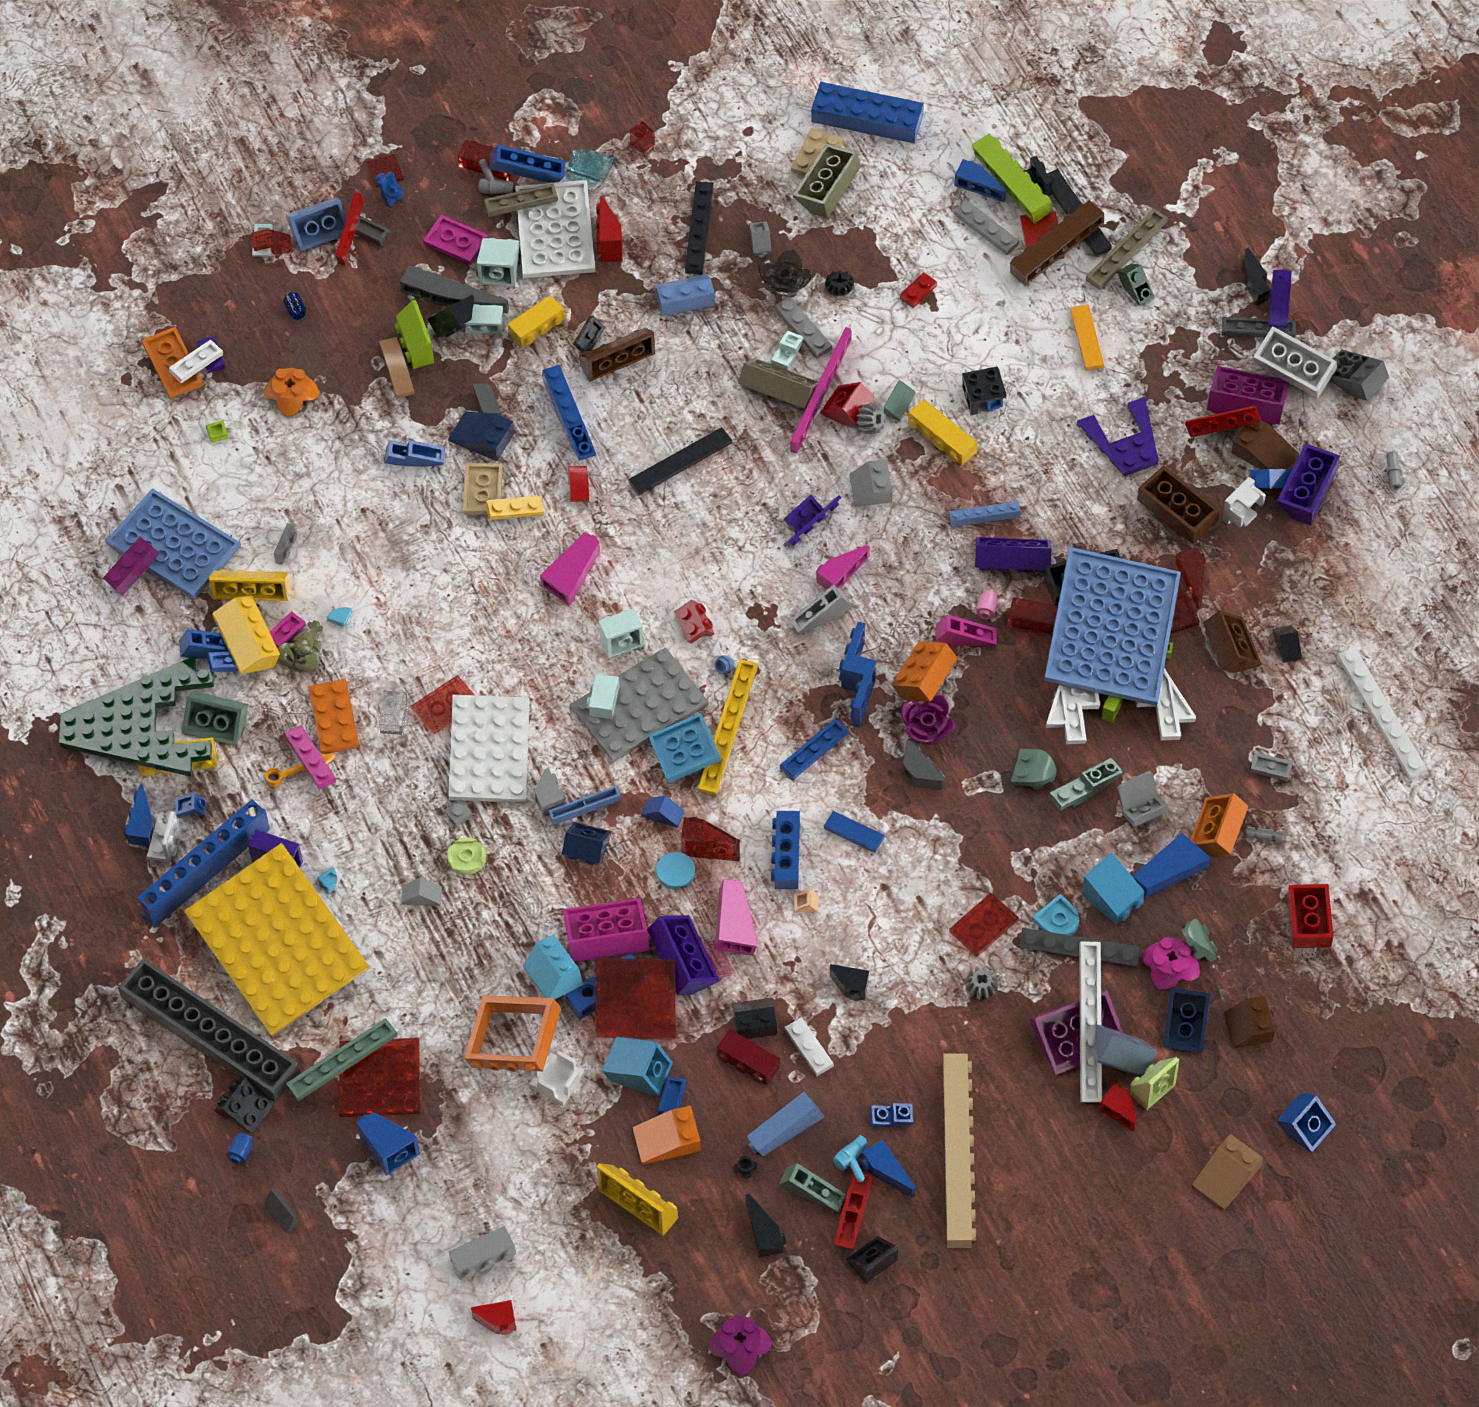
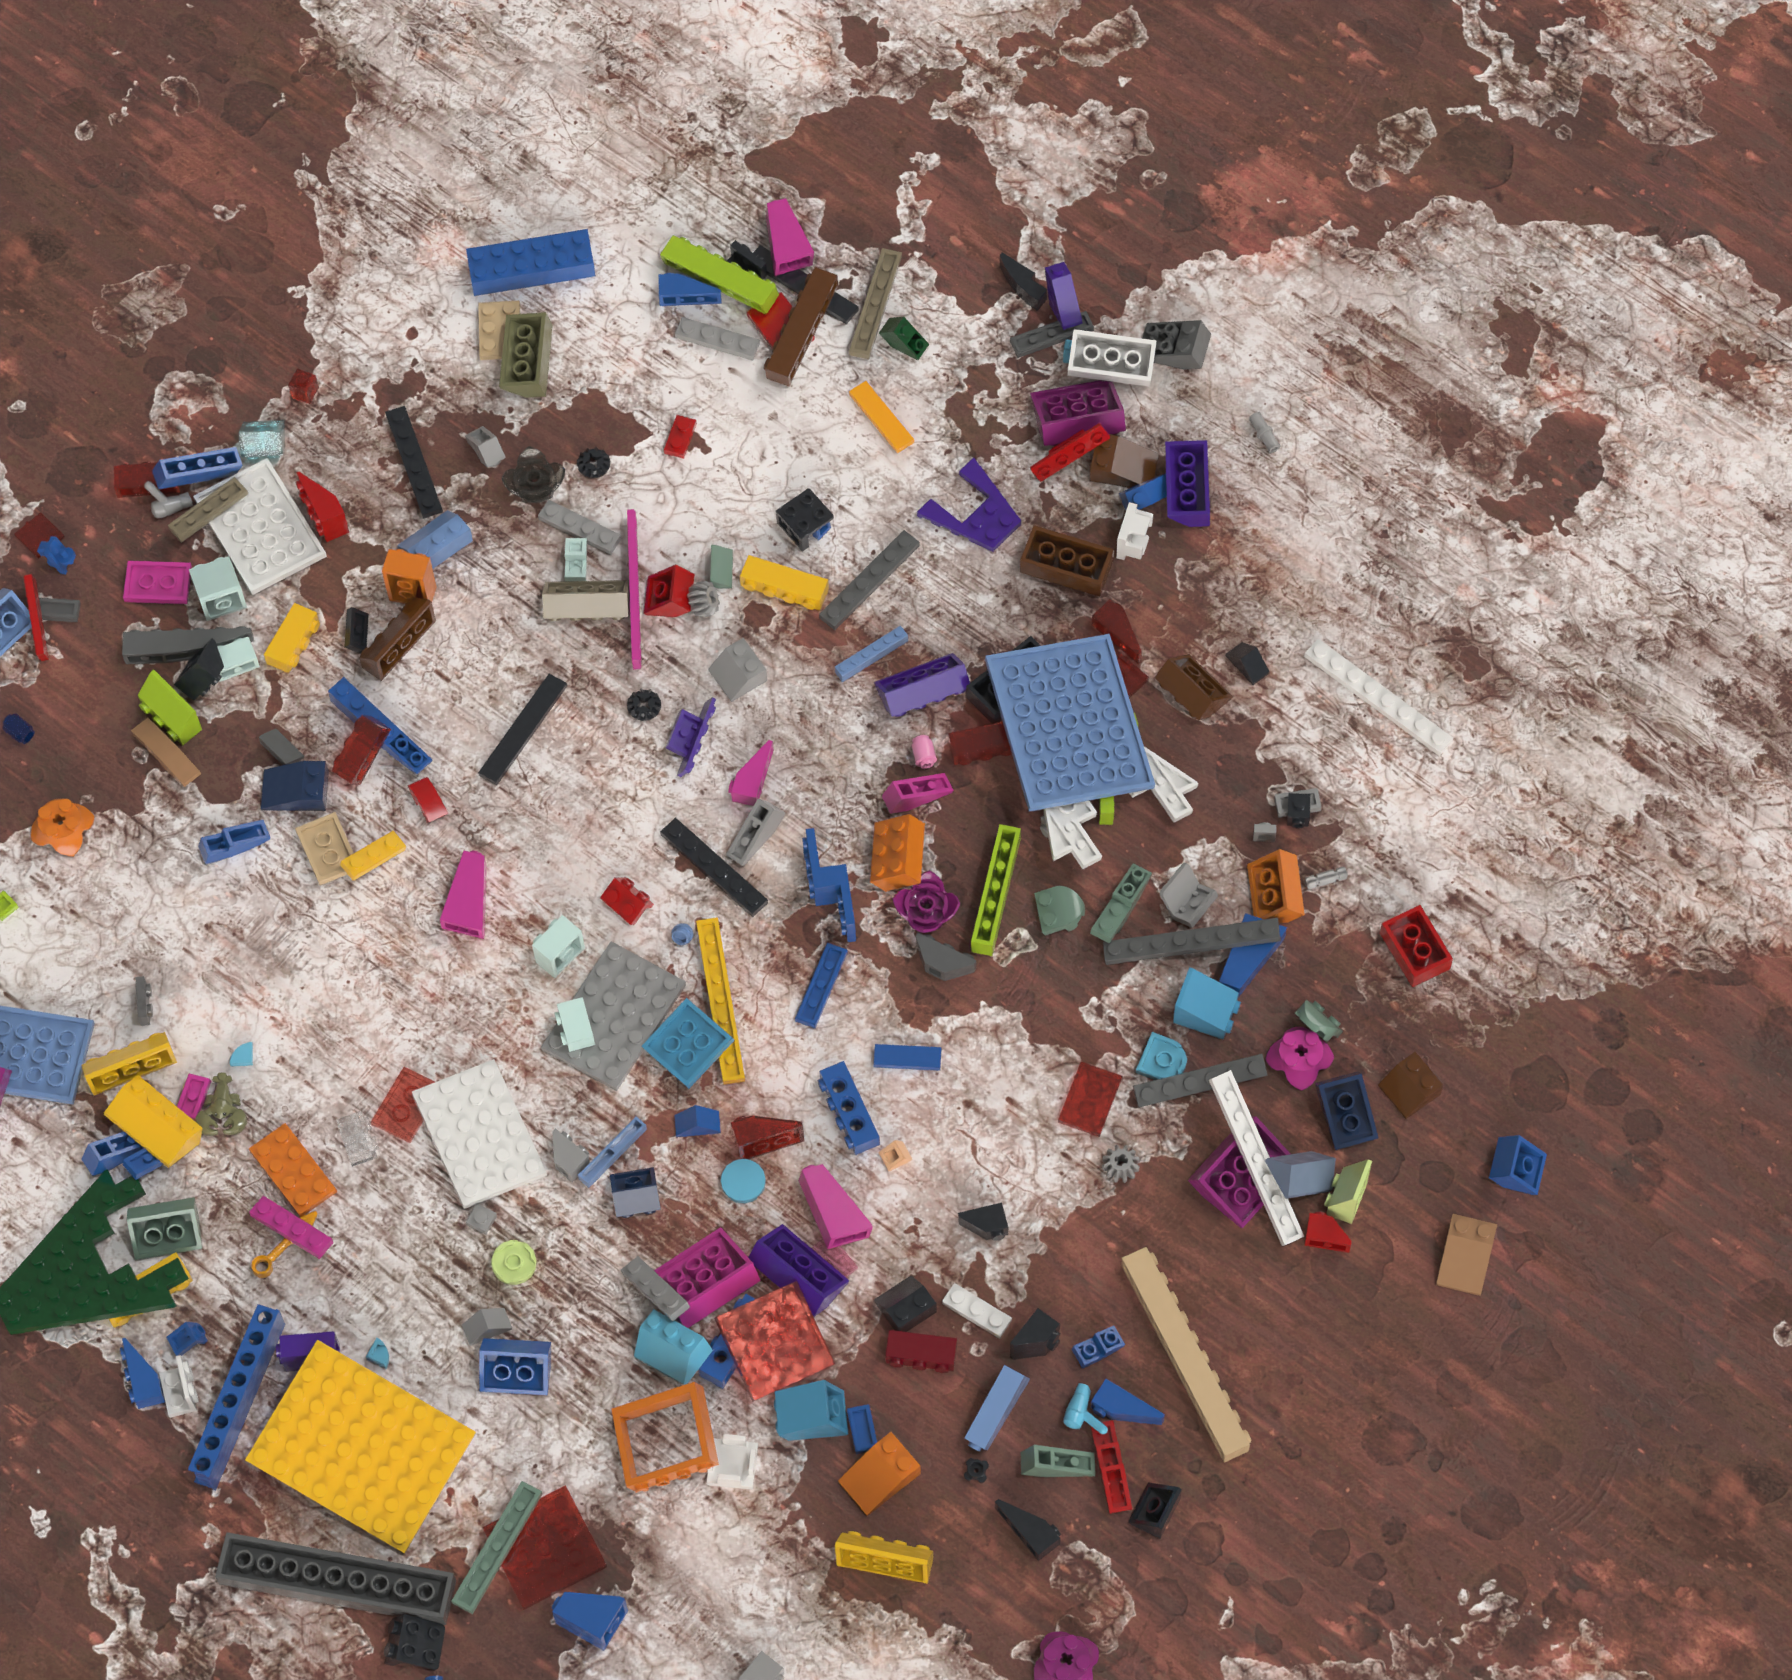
camera: 25 degrees left, 5 degrees up
(426, 933) = (514, 1366): none -> blue slope
(544, 424) = (360, 749): none -> clear red brick
(563, 919) = (655, 1288): none -> light grey plate
(647, 308) = (408, 576): none -> orange brick
(776, 625) = (714, 867): none -> black plate
(779, 486) = (643, 713): none -> black gear
(842, 1084) = (1036, 1337): none -> black slope
(989, 732) = (996, 890): none -> lime brick
(1012, 457) = (869, 580): none -> dark grey plate
(1079, 173) = (787, 240): none -> dark pink slope
(1127, 836) = (1192, 941): none -> dark grey plate
(1231, 778) = (1264, 832): none -> light grey plate
(1268, 772) = (1298, 810): none -> black bracket

